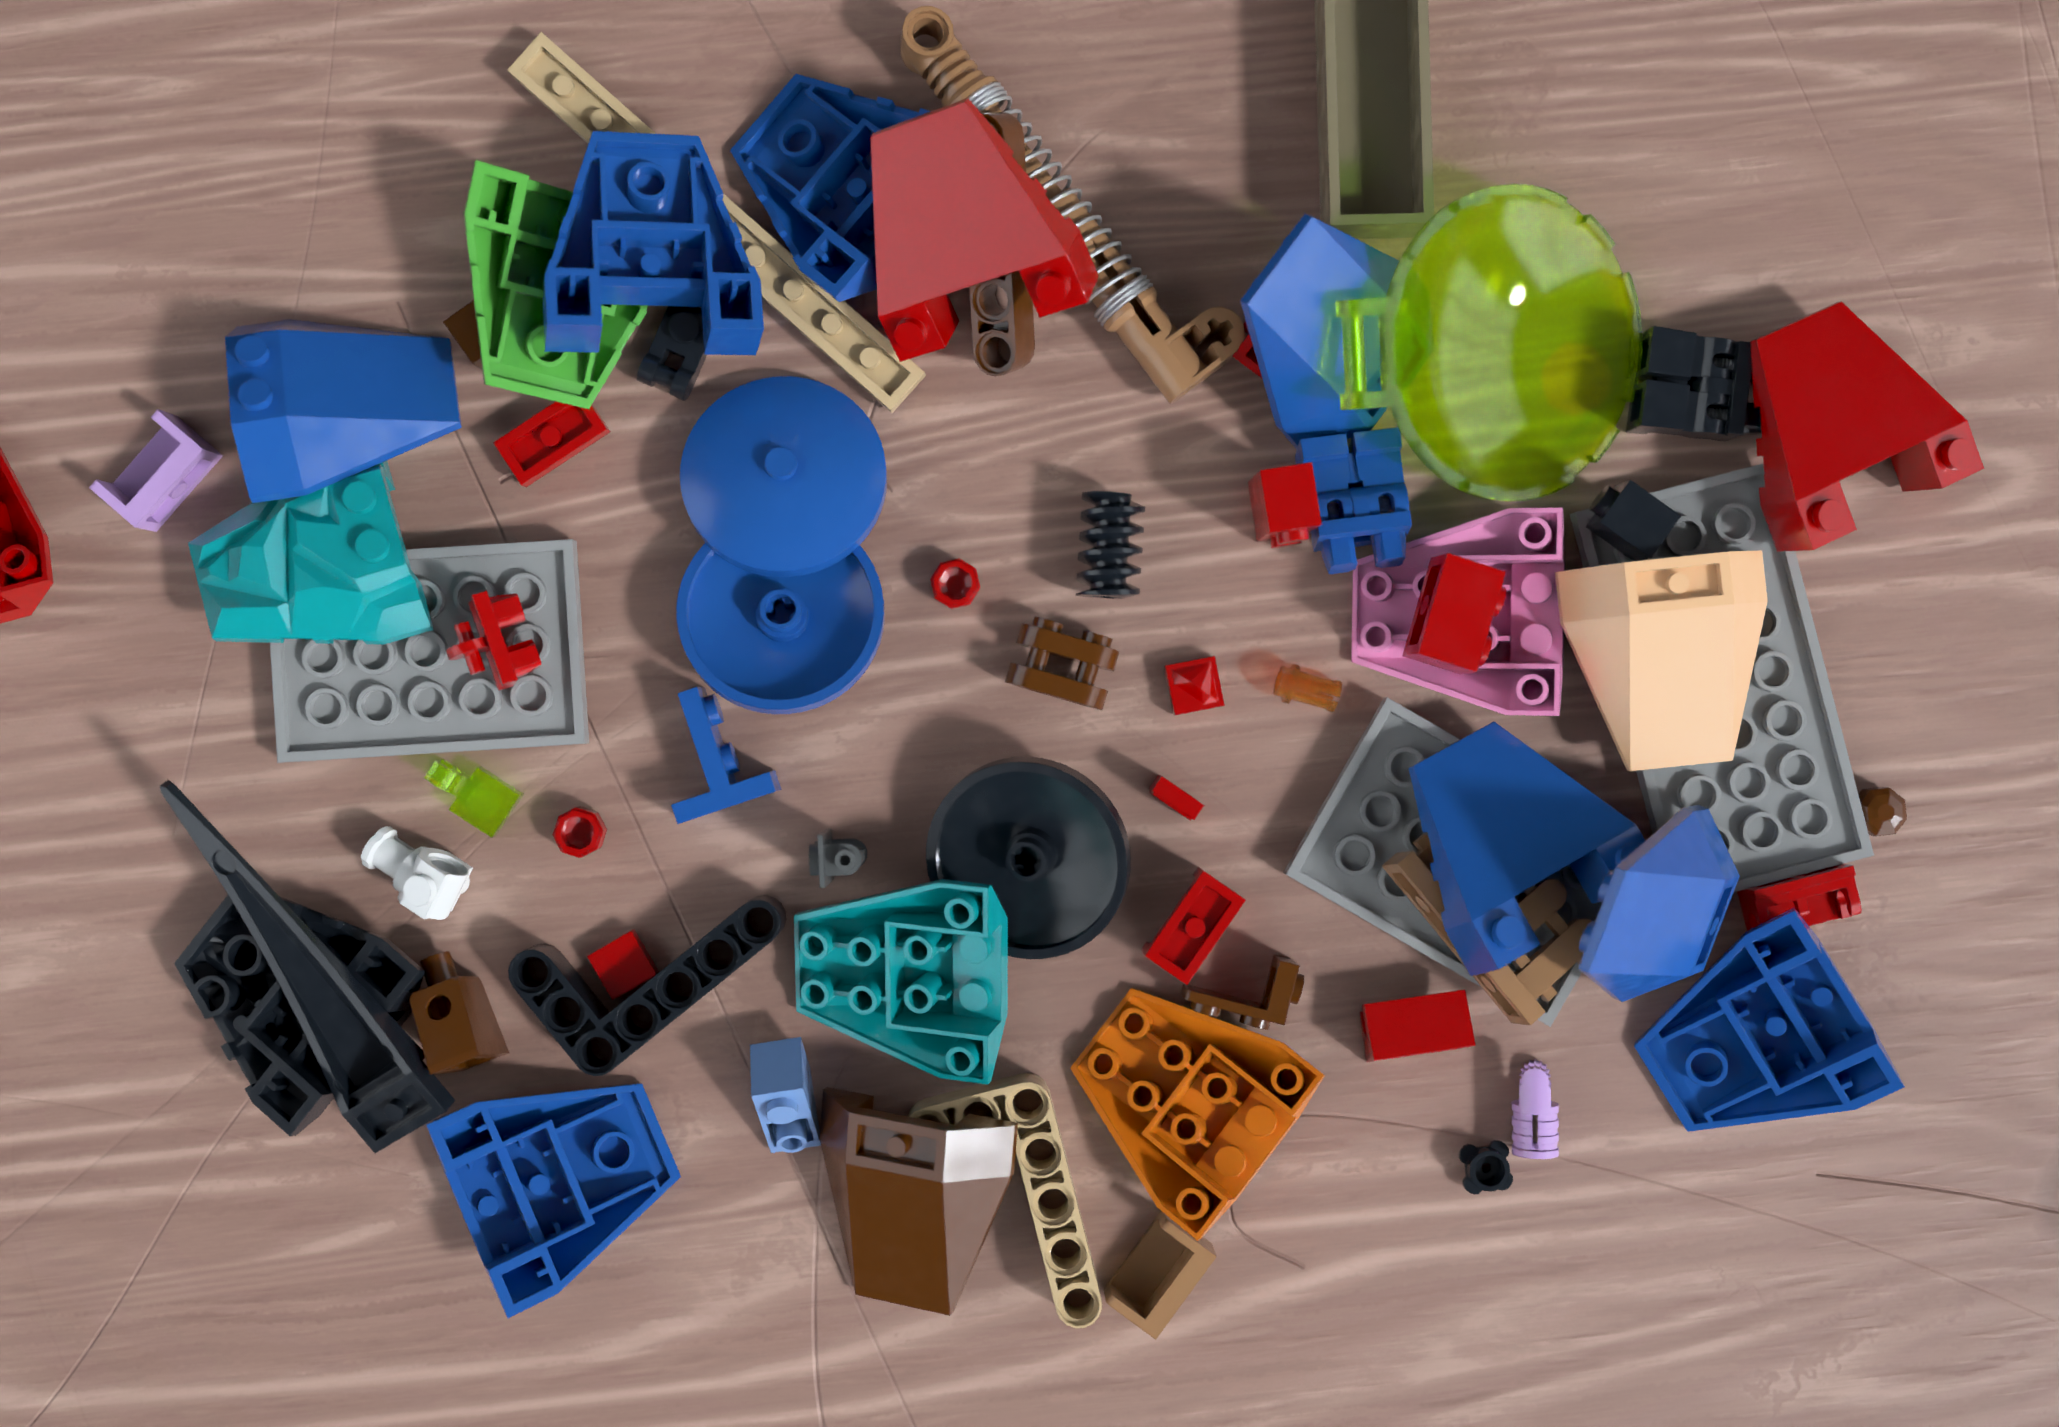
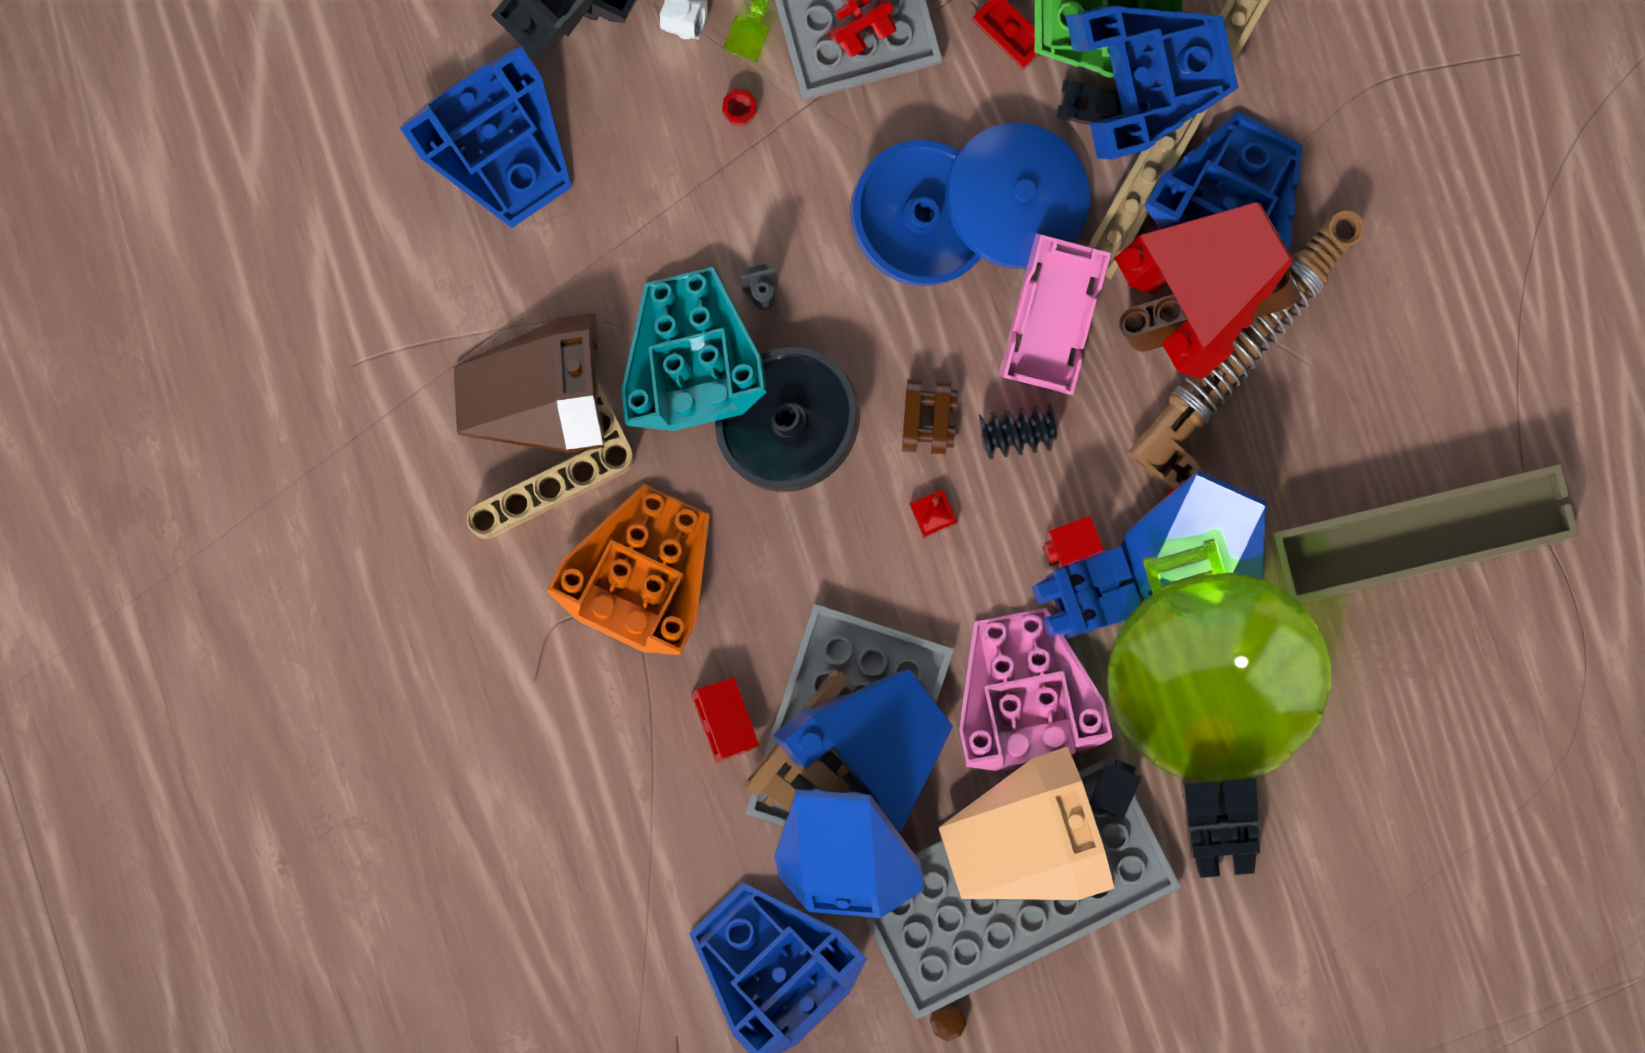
camera: 80 degrees right, 5 degrees down
(454, 1018) = (583, 57): reddish brown torso -> none
(623, 964) = (652, 156): red tile -> none
(656, 994) = (640, 182): black beam -> none
(717, 760) = (808, 192): blue bracket -> none
(784, 1095) = (585, 287): medium blue slope -> none
(955, 583) = (968, 330): red tile -> none
(959, 461) = (1054, 314): none -> bright pink piece
(1158, 1275) = (513, 575): medium nougat panel -> none
(1175, 798) = (851, 515): red tile -> none
(1194, 926) = (764, 545): red panel -> none
(1281, 989) = (732, 618): reddish brown bracket -> none
(1306, 688) = (948, 593): clear orange pin -> none
(1455, 614) = (1021, 676): red brick -> none
(1494, 1179) = (644, 796): black plate -> none
(1535, 1100) = (681, 817): lavender hinge -> none
(1814, 895) = (876, 983): red hinge -> none
(1835, 406) = (1230, 918): red wedge -> none

